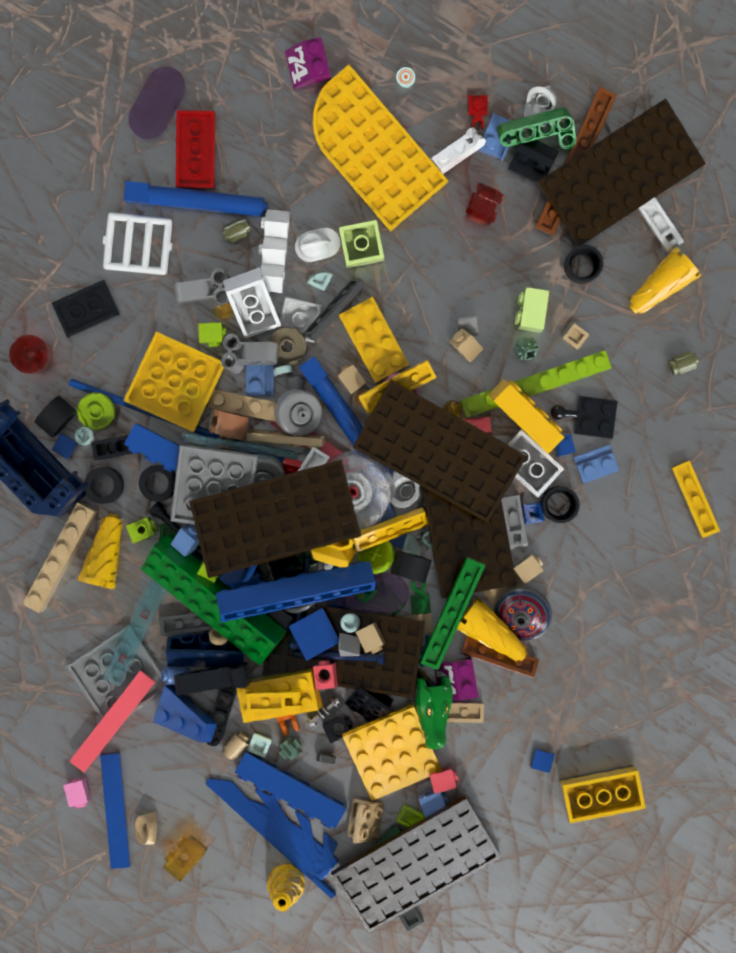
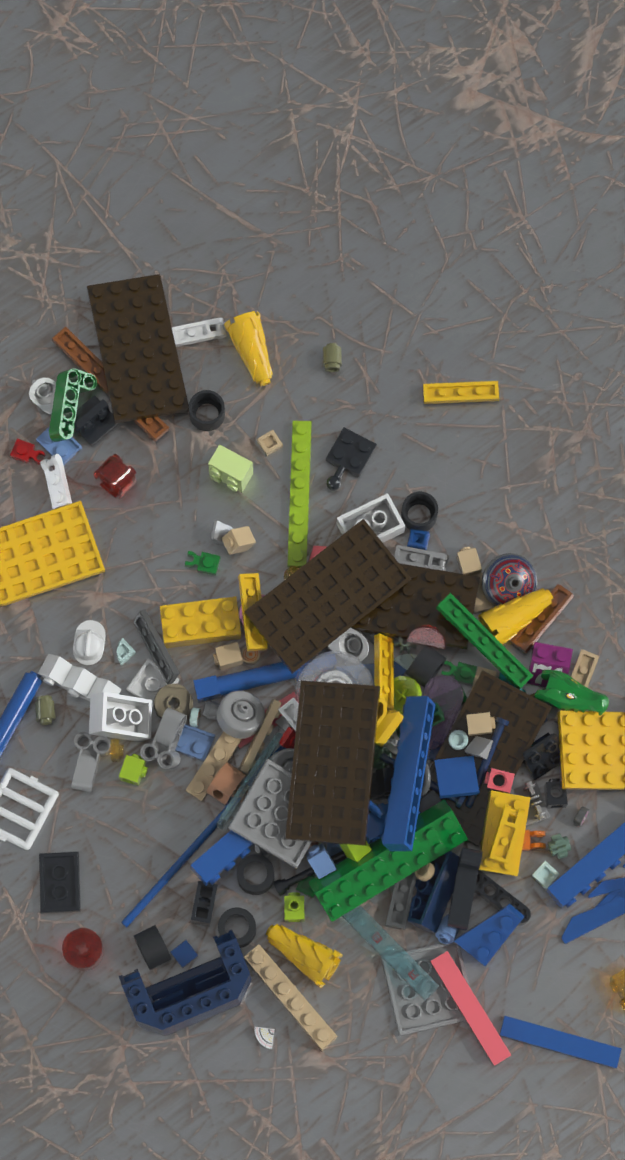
camera: 75 degrees left, 15 degrees down
(19, 547) = (265, 1036): none -> white tile
(77, 792) = (529, 1071): bright pink brick -> none
(84, 435) = (181, 931): light aqua tile -> none
(96, 411) = (162, 909): lime tile -> none
(146, 828) = (588, 1017): tan piece -> none
(174, 382) = (165, 822): yellow plate -> none
(235, 745) = (538, 897): tan brick -> none
(361, 244) = (106, 599): yellowish green brick -> none
(434, 323) = (206, 563): none -> green plate
(437, 558) = (427, 636): none -> clear red tile
(526, 348) = (263, 488): sand green gear -> none
(530, 419) = (325, 508): yellow brick -> none
(565, 447) = (365, 489): blue plate -> none
(596, 464) = (394, 467): medium blue plate -> none

